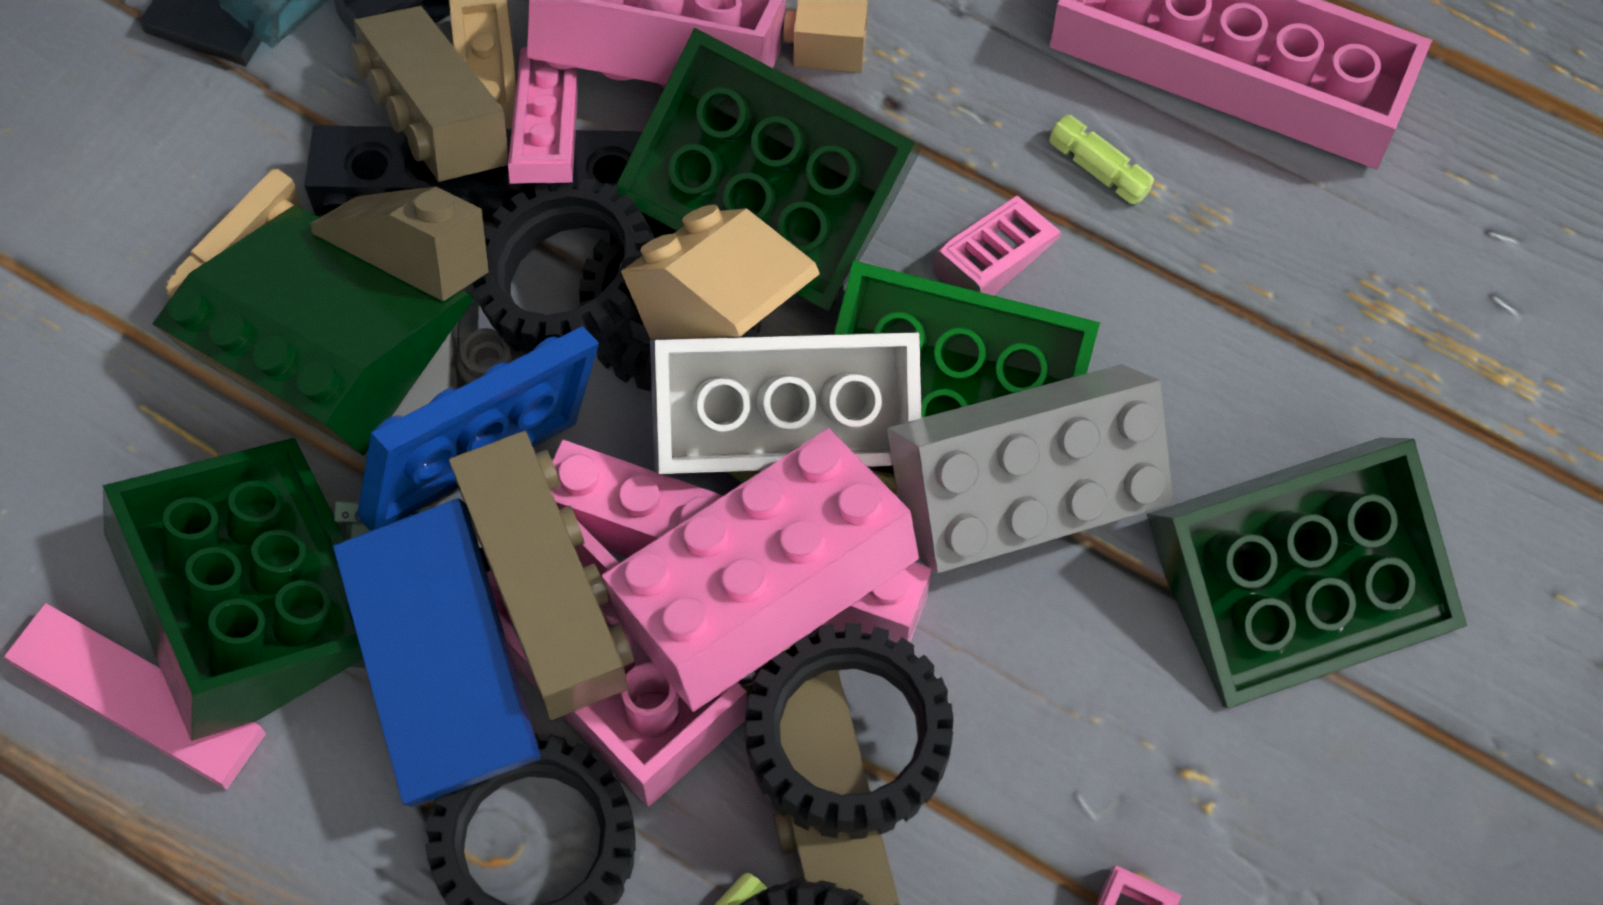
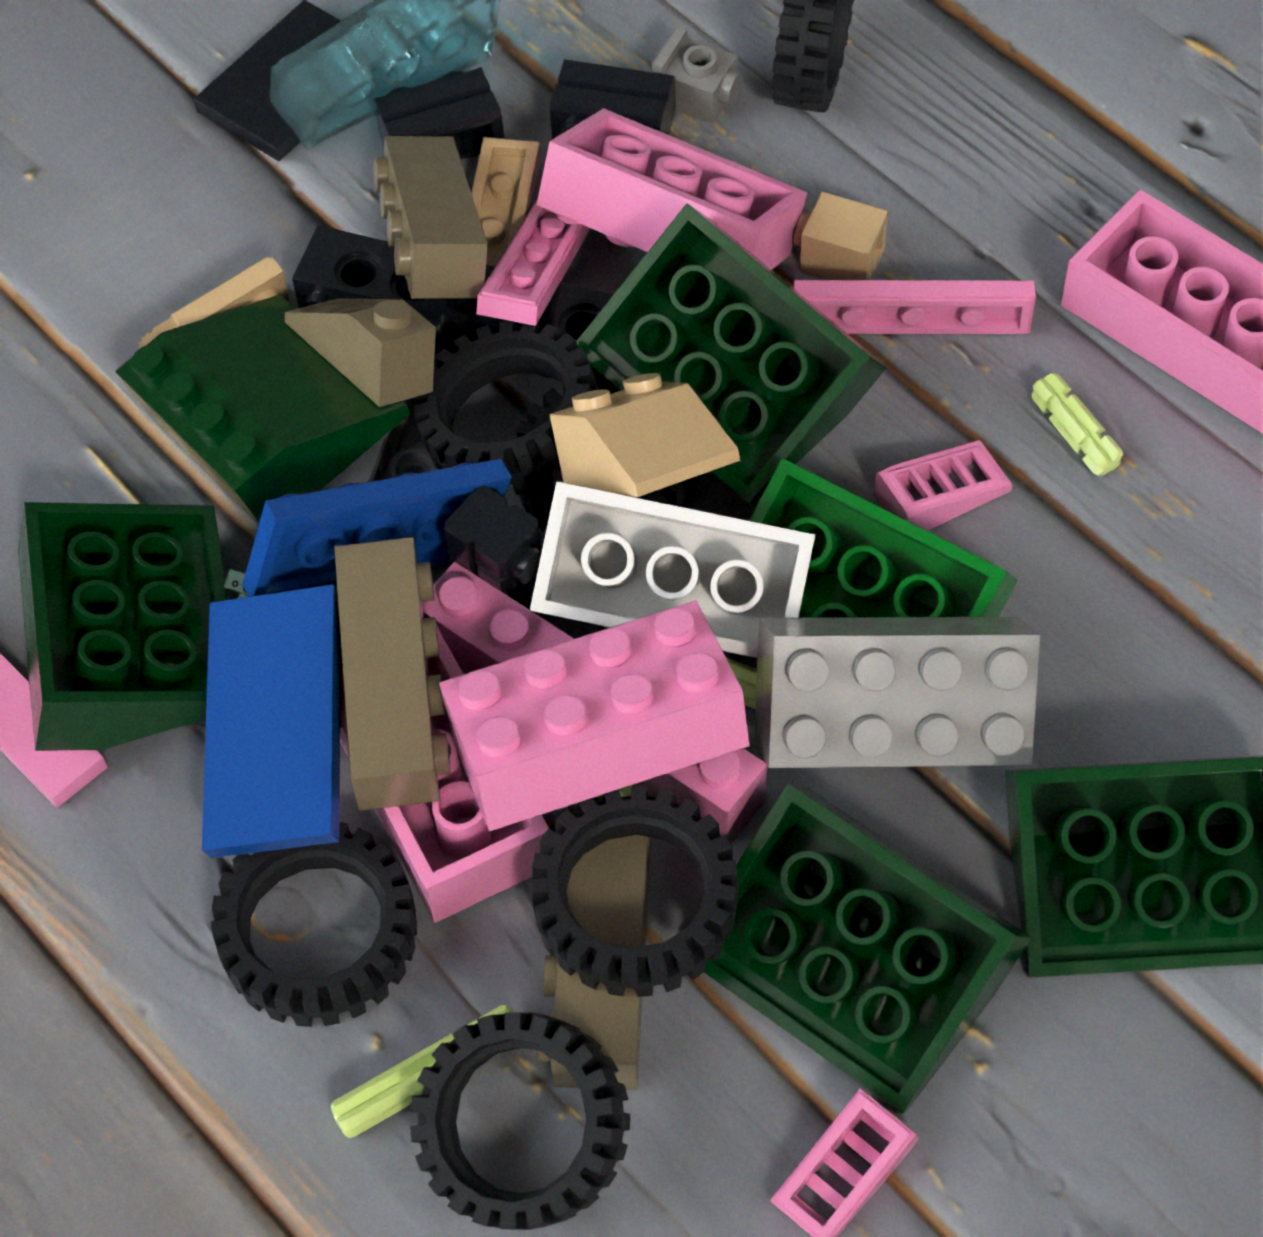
camera: 20 degrees right, 5 degrees down
(602, 413) = (496, 543): none -> black brick
(929, 75) = (924, 305): none -> bright pink tile
(1069, 724) = (860, 947): none -> dark green slope

